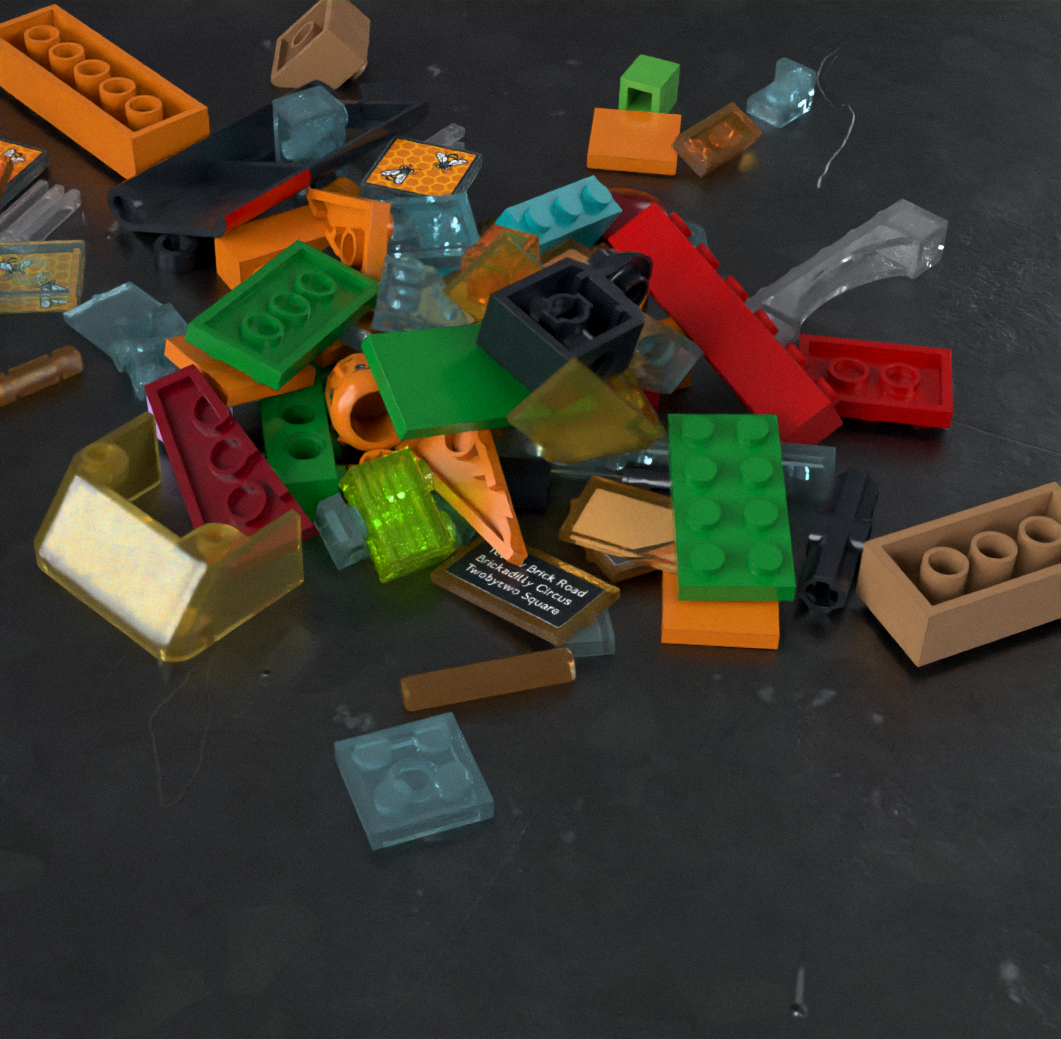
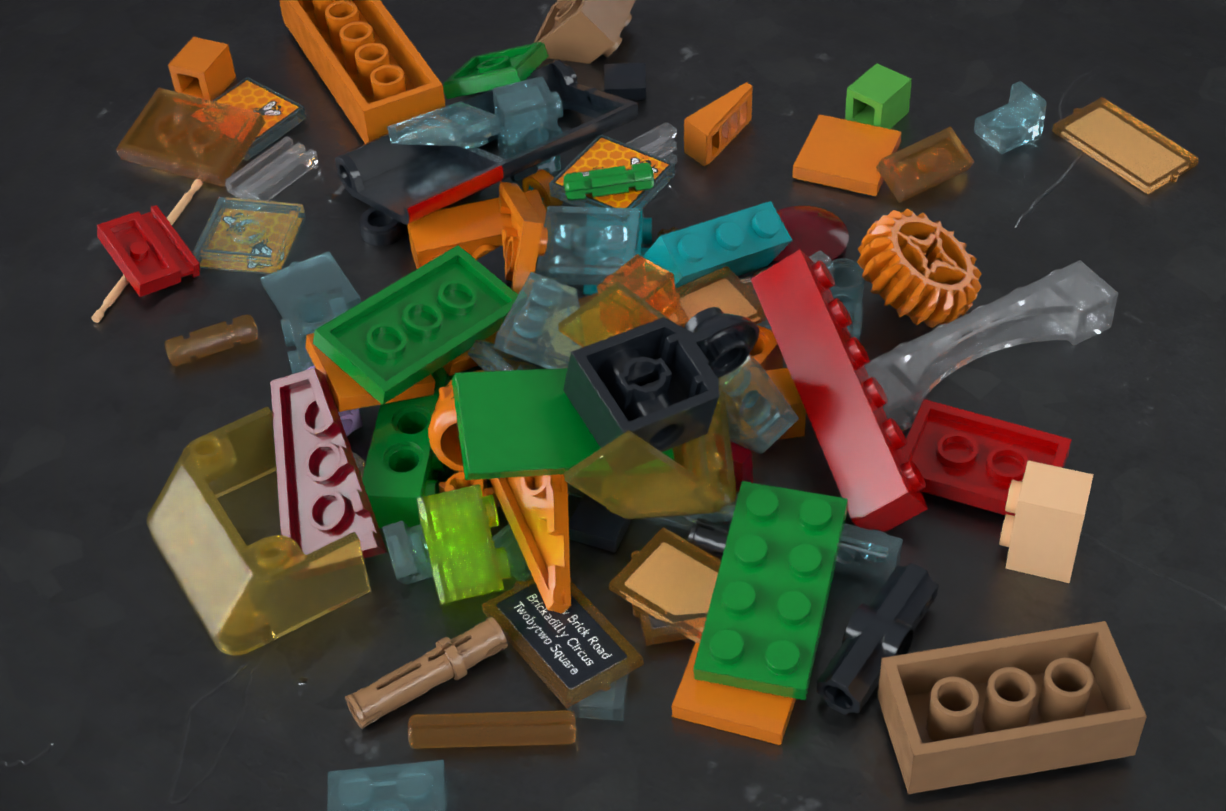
camera: 20 degrees right, 5 degrees up
(227, 145) = (448, 126): none -> clear light blue wing
(250, 95) = (495, 70): none -> green tile
(418, 625) = (415, 678): none -> medium nougat pin
(425, 172) = (608, 181): none -> green axle
(497, 124) = (717, 124): none -> orange slope
(754, 221) = (919, 268): none -> orange gear
(893, 108) = (1125, 145): none -> clear orange piece
(963, 413) = (1046, 520): none -> light nougat brick

